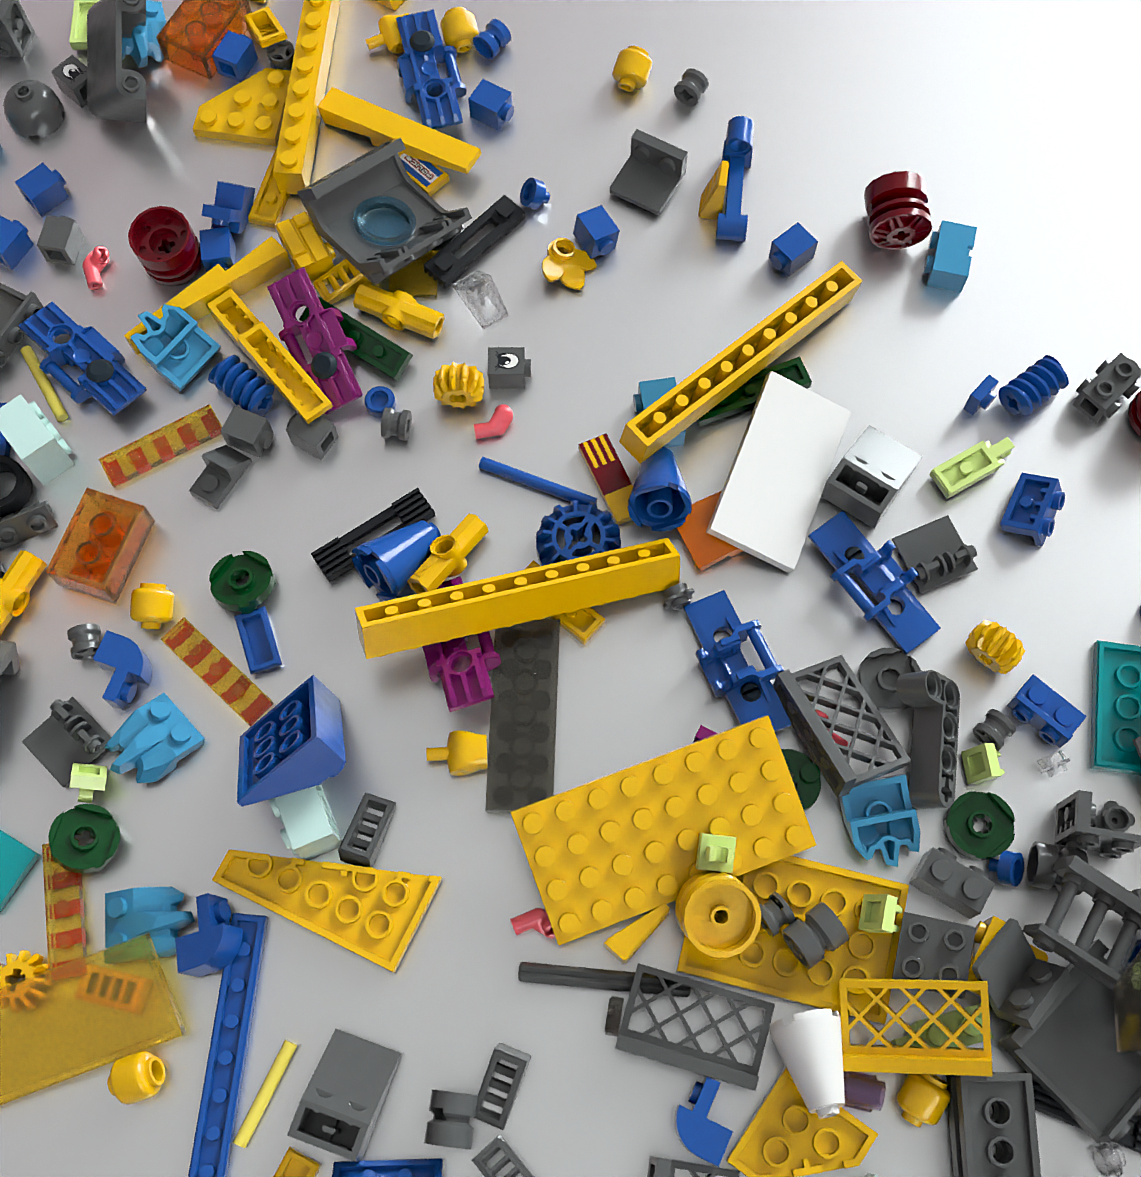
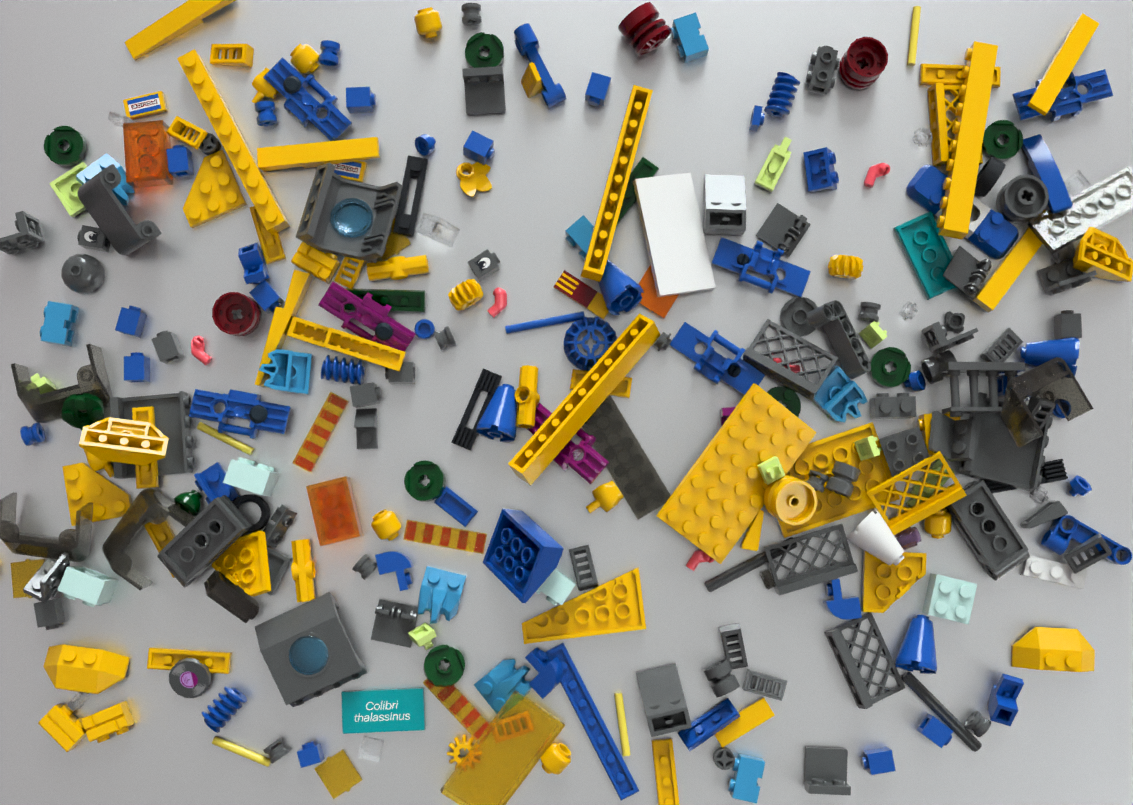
camera: 30 degrees left, 15 degrees up
(371, 60) = (265, 113): none -> blue wheel
(689, 127) = (486, 42): none -> dark green plate
(1046, 712) = (889, 283): blue bracket -> none
(1109, 554) = (874, 172): none -> coral arm

